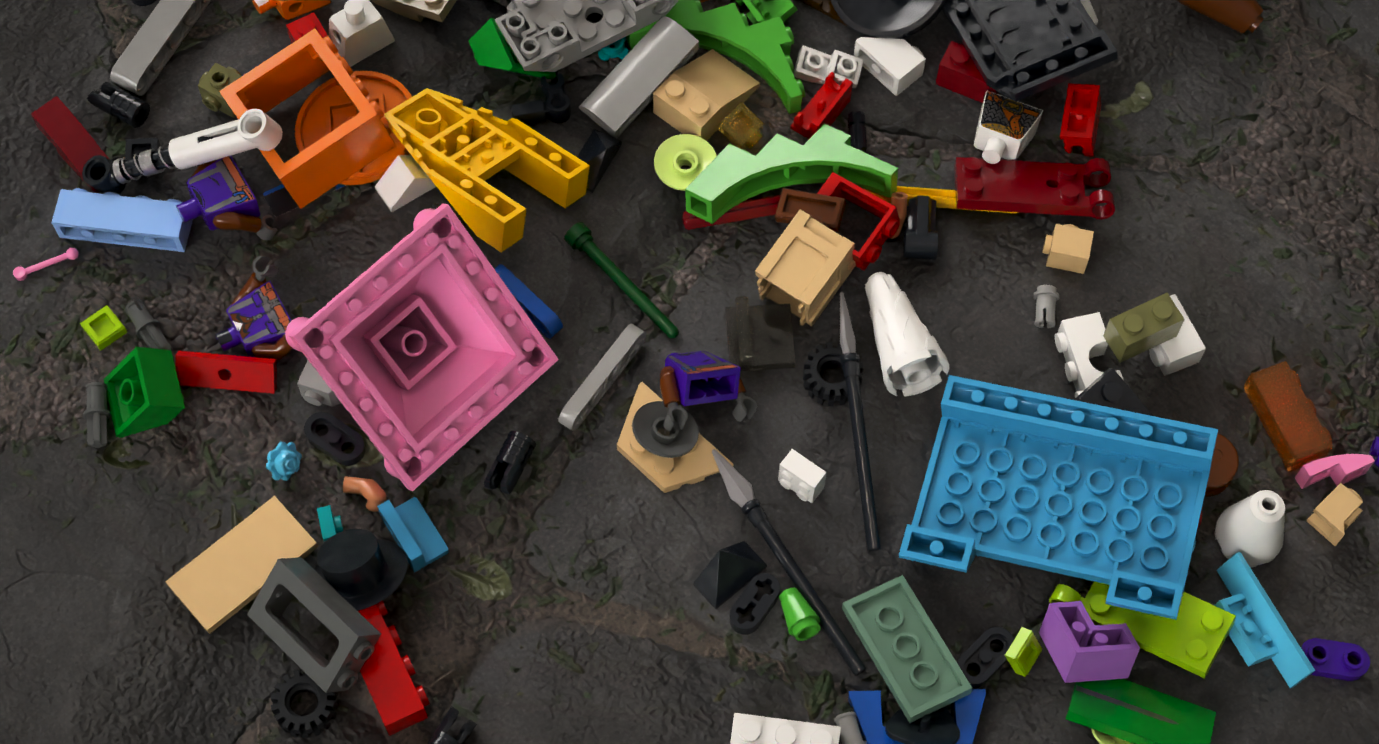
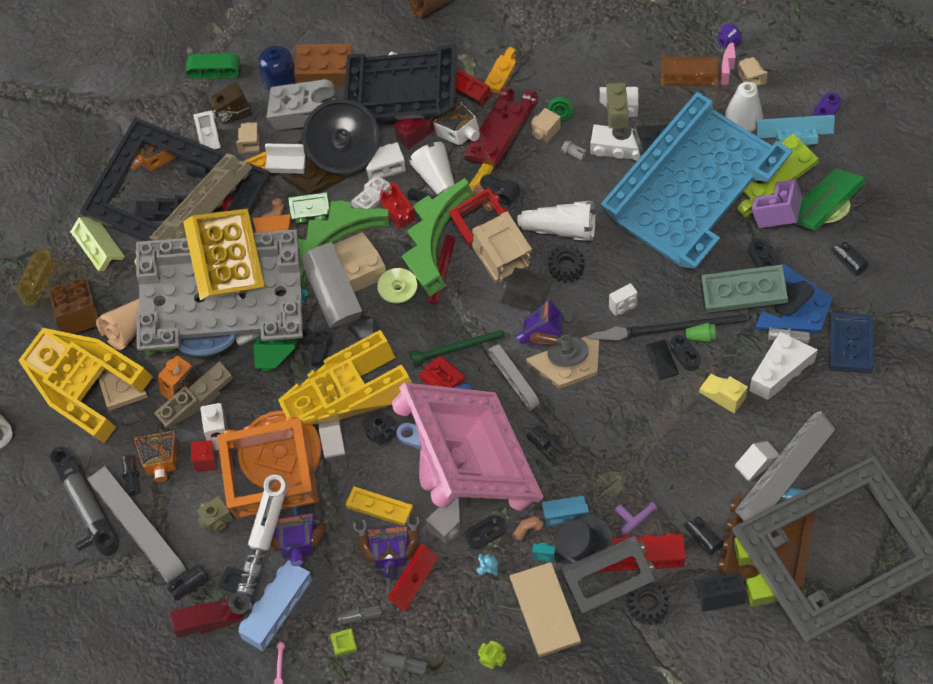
camera: 60 degrees left, 5 degrees down
(143, 391) = (404, 629): green slope -> none
(143, 520) = (491, 654): none -> lime gear
(320, 274) = (379, 506): none -> yellow plate
(434, 635) = (632, 521): none -> medium lavender piece
(565, 282) = (442, 374): none -> red piece
(706, 685) = (725, 392): none -> light yellow arch
(742, 127) = (391, 247): clear yellow brick -> none
(823, 208) = (462, 234): reddish brown tile -> none
(851, 373) = (575, 250): black piece -> none
(908, 126) = (433, 167): none -> white cone
(1023, 652) = (768, 236): lime tile -> none
(1110, 256) = (561, 107): none -> green cone
(1141, 150) = (502, 71): none -> light orange hinge

